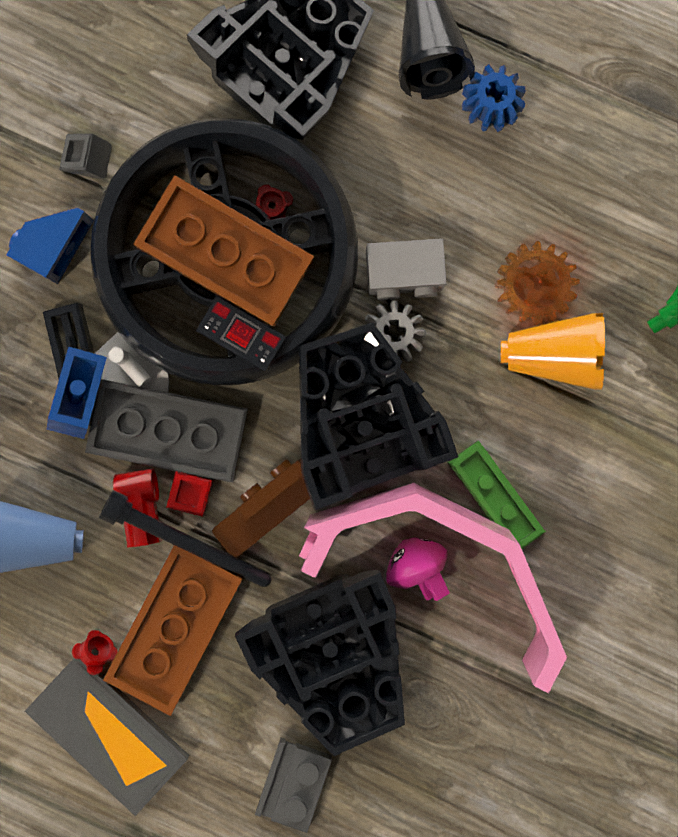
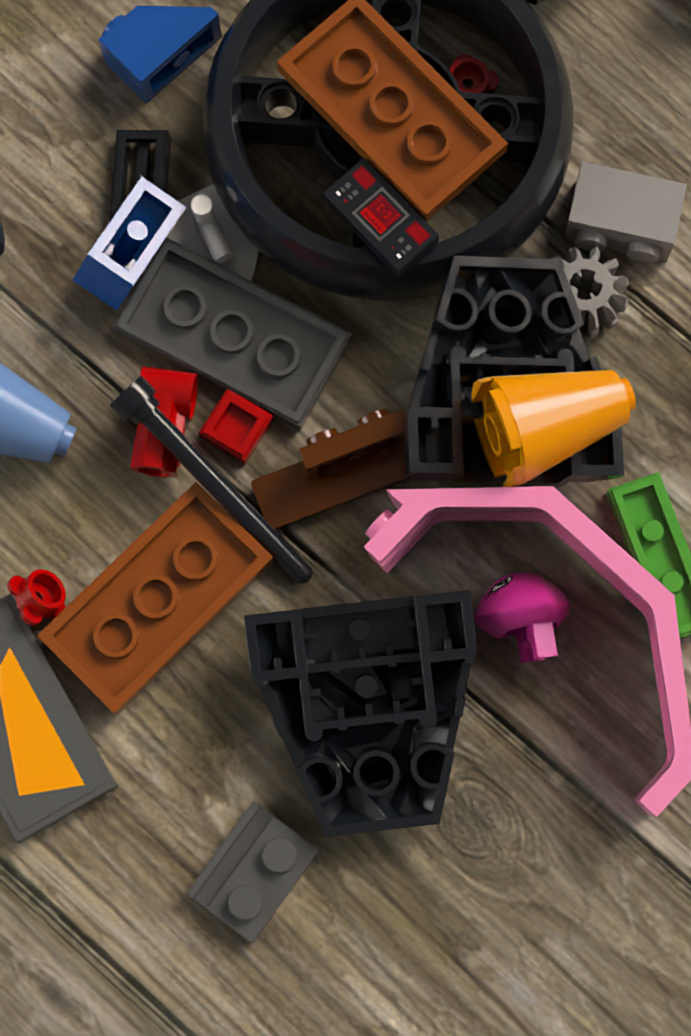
camera: 20 degrees right, 10 degrees down
(399, 443) = (547, 418): none -> light orange cone

